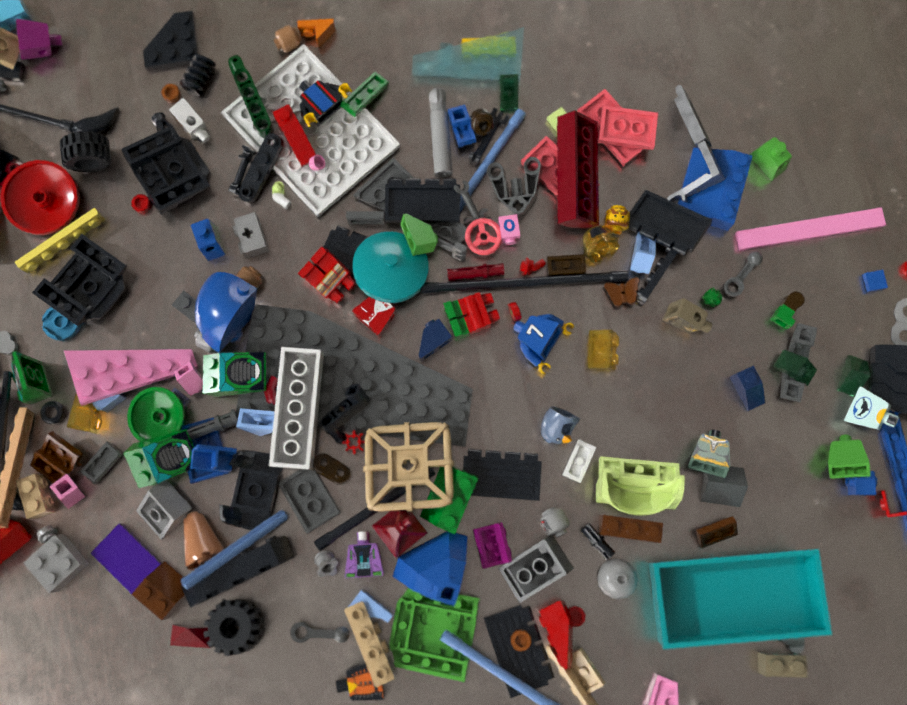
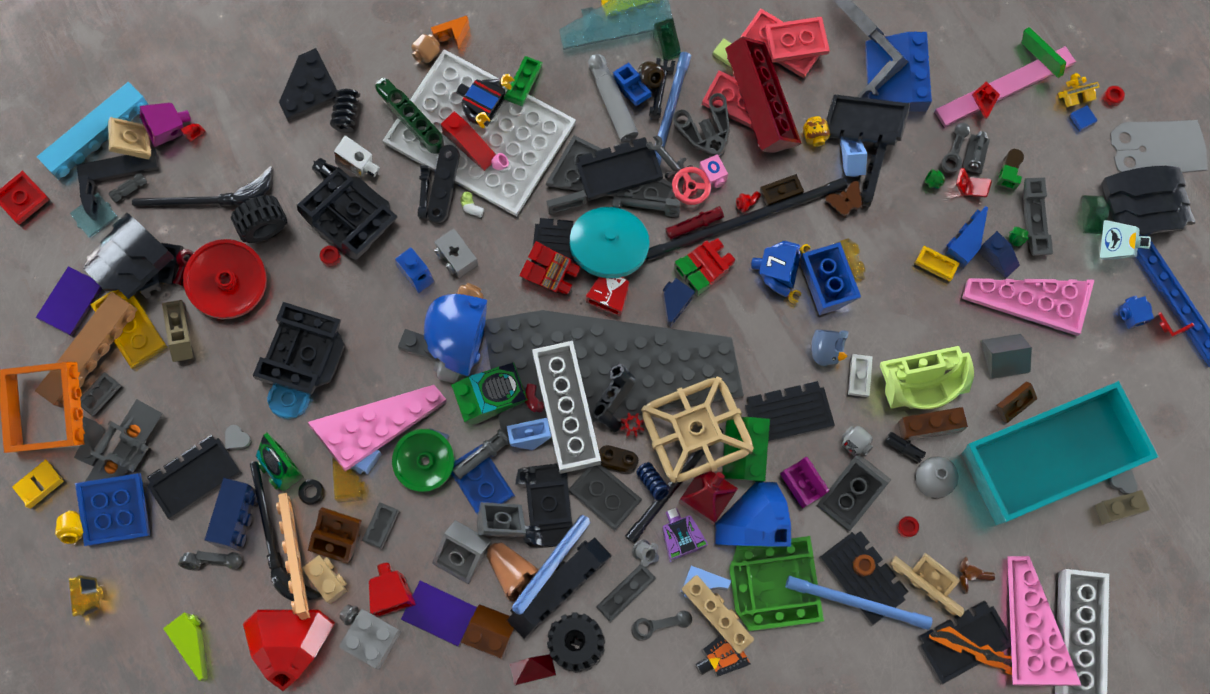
camera: 20 degrees left, 5 degrees down
(59, 55) = (192, 131): none -> red tile
(60, 240) = (260, 317): light yellow plate -> none
(67, 491) = (357, 563): bright pink brick -> none
(86, 526) = (388, 592): none -> red torso
(160, 458) = (445, 498): slope -> none
(171, 93) = (322, 136): dark orange tile -> none
(189, 378) = (444, 412): bright pink brick -> none
(204, 494) = (500, 520): none -> dark grey slope
(212, 458) = (496, 482): blue panel -> none
(297, 594) = (625, 593): none -> dark grey tile
(354, 500) = (653, 481): none -> dark blue piece
(418, 235) = (627, 202): bright green slope -> none
(514, 311) = (746, 249): red tile -> none
(559, 624) = (897, 537): red slope -> none
(581, 362) = (829, 278): none -> blue slope
(599, 243) = (808, 158): clear yellow cone -> none
(618, 682) = (971, 573): none -> reddish brown plant
(687, 316) = (916, 204): dark tan torso -> none
(687, 378) = (937, 263): none -> yellow plate
(711, 454) = (986, 329): sand green torso -> none
(722, 369) = (970, 240): none -> blue slope
(746, 314) = (972, 186): none -> bracket
(761, 284) = (976, 152): none -> dark grey hinge
(772, 157) = (945, 28): bright green torso -> none
(772, 375) = (1018, 236): none -> green plate
(777, 445) = (1042, 301): none -> bright pink wing
(787, 235) = (986, 98): none -> red piece
(796, 366) = (1037, 221): clear green slope -> none
(848, 458) = (1116, 292): bright green torso -> none
(858, 207) = (1043, 52): none -> green tile
(887, 256) = (1071, 97): none -> yellow hips

